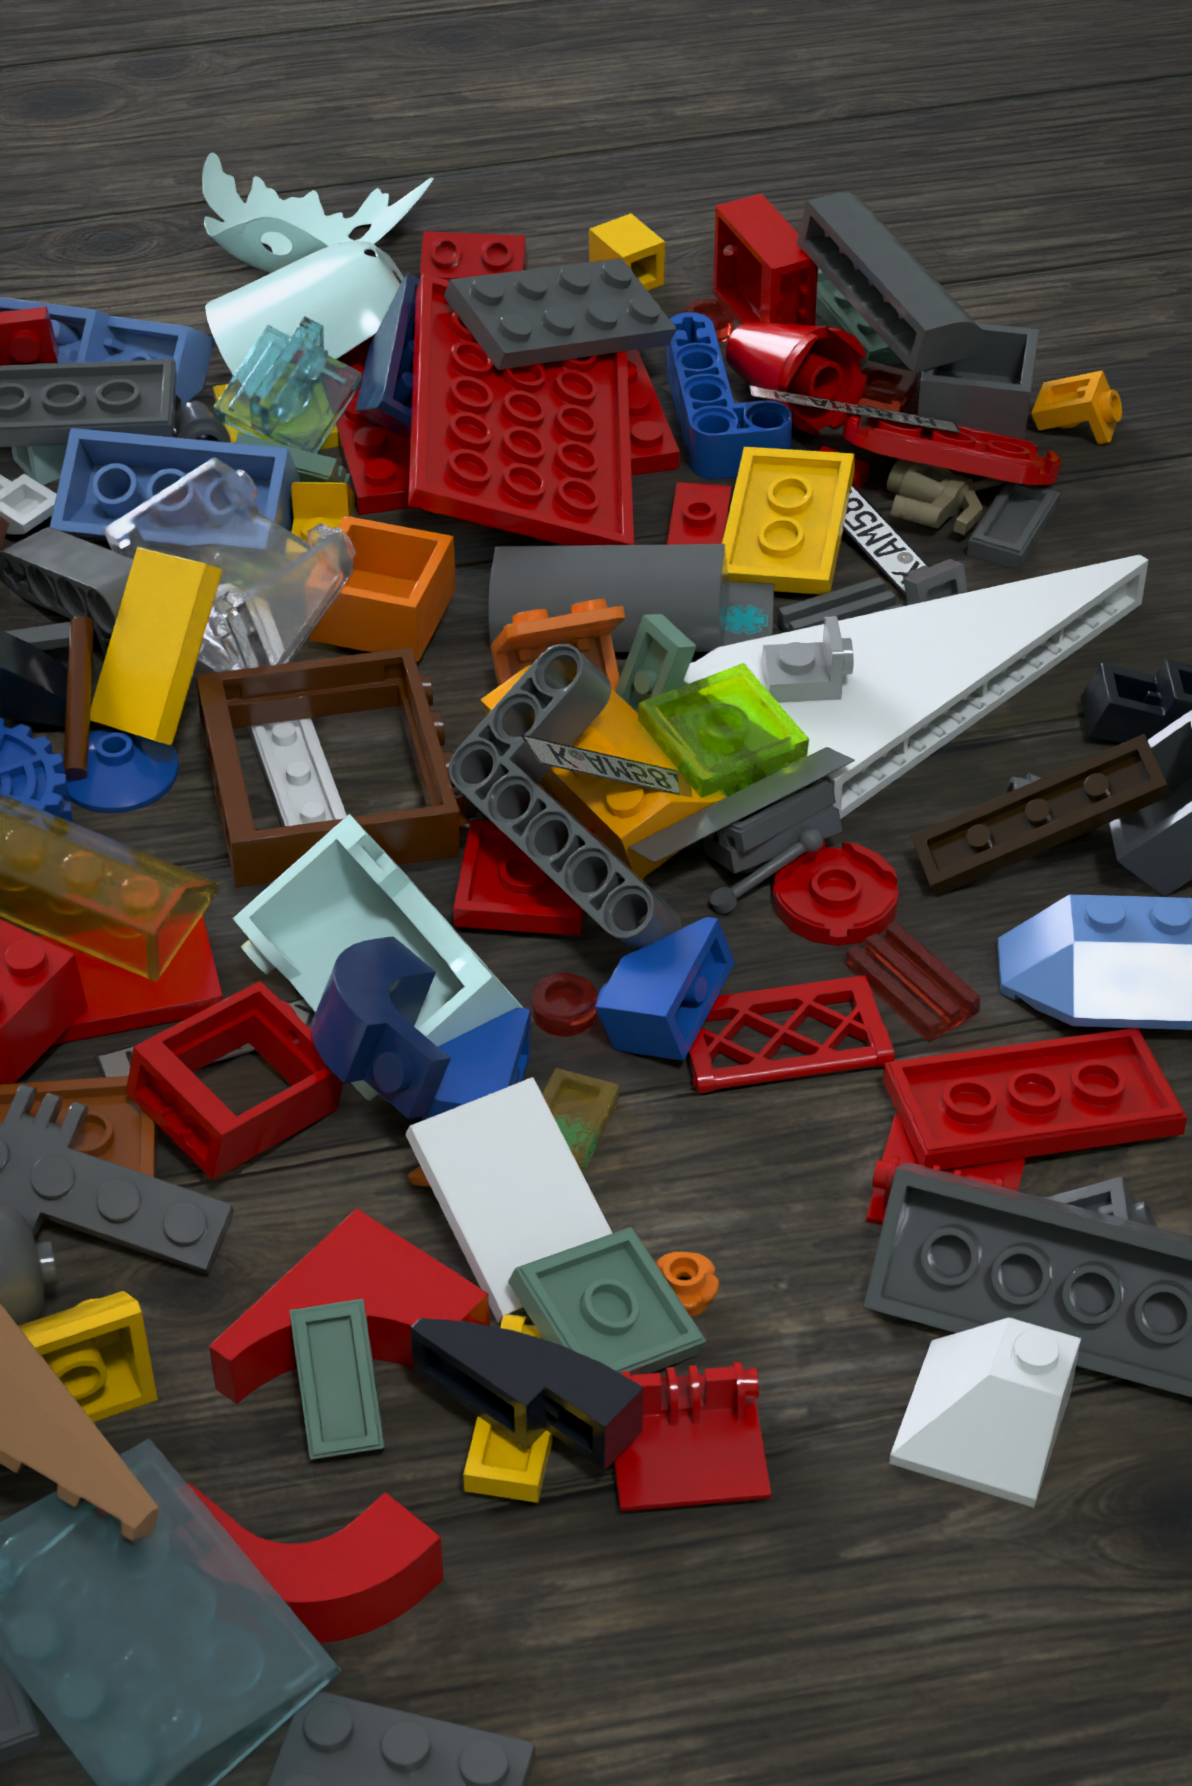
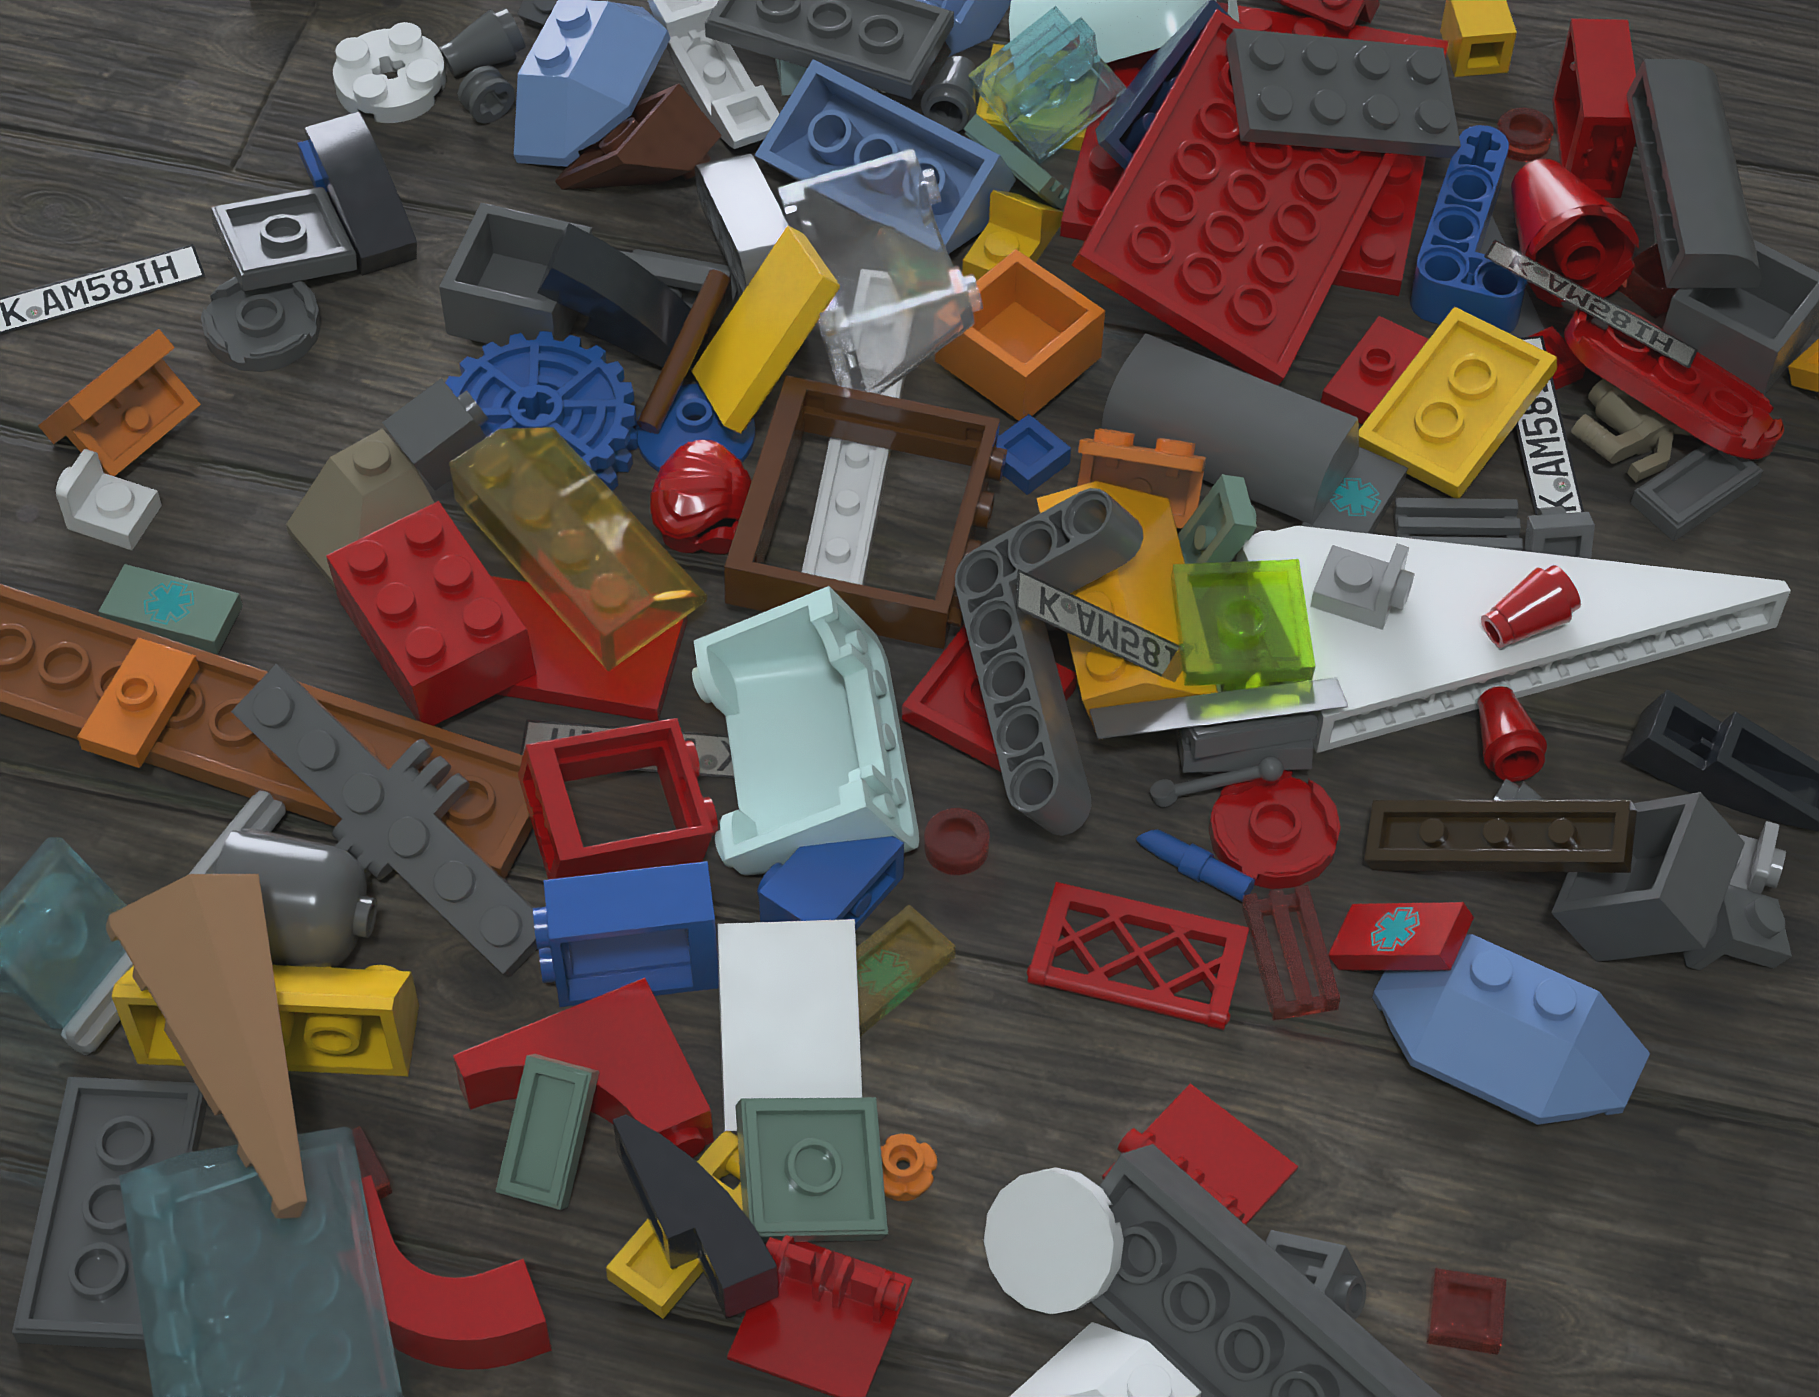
camera: 25 degrees right, 10 degrees up
(158, 803) = (695, 491): none -> red hair
(349, 1121) = (628, 928): none -> blue window
(369, 1022) = (764, 765): dark blue arch -> none
(450, 680) = (1032, 454): none -> blue tile
(666, 991) = (1044, 872): blue slope -> none
(787, 943) = (1197, 863): none -> blue piece
(865, 1278) = (1053, 1240): none -> white tile
(960, 632) = (1533, 606): none -> red cone
(988, 749) = (1509, 736): none -> red cone
(1005, 925) = (1401, 936): none -> red tile
(1033, 1099) = (1328, 1125): red tile -> none

